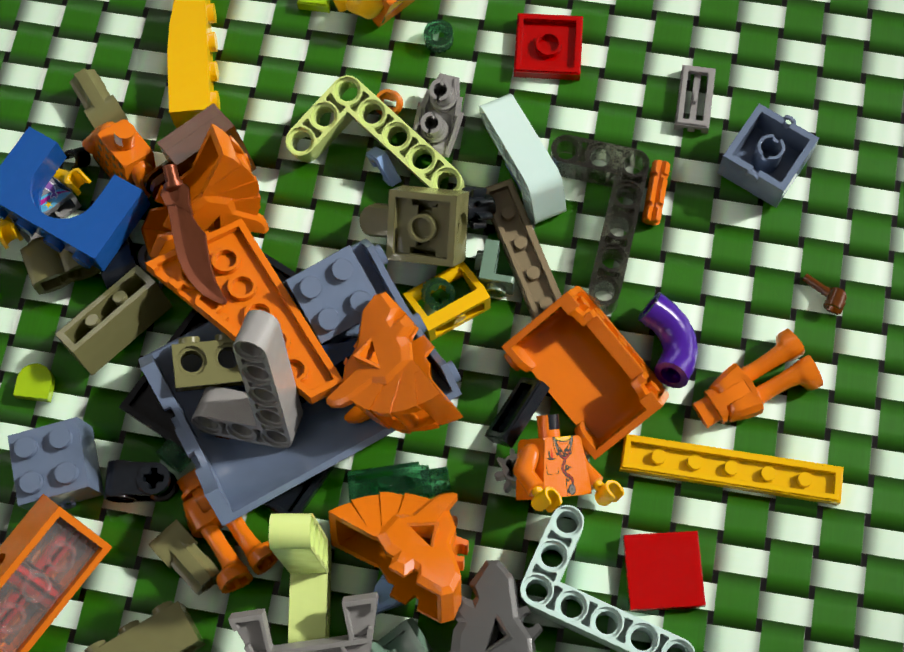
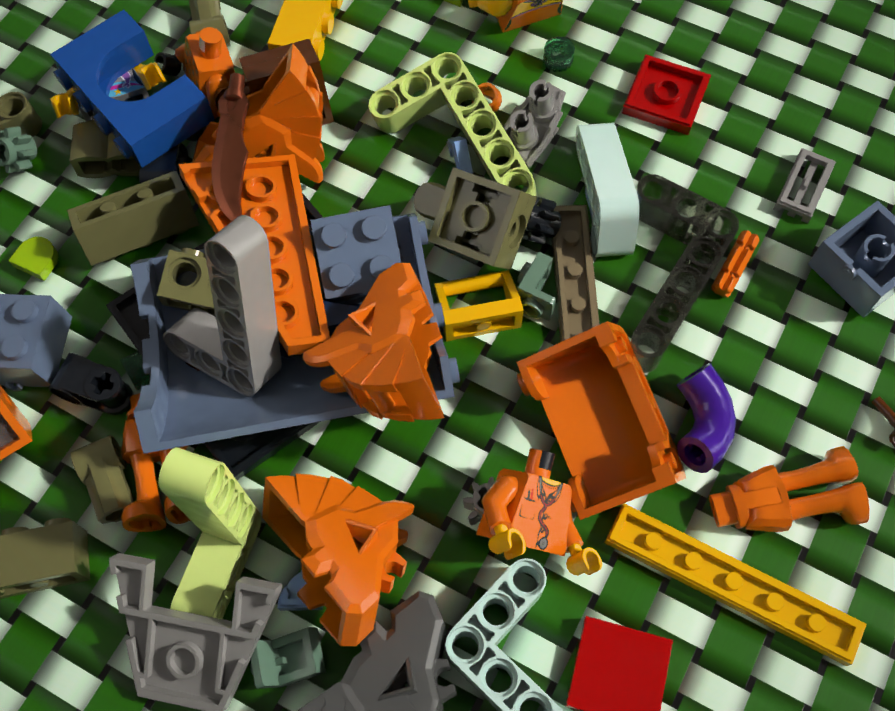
camera: 15 degrees right, 5 degrees down
(399, 479) = (360, 470): clear green hinge -> none
(433, 284) = (469, 281): clear green bush -> none
(517, 411) = (511, 440): black tile -> none

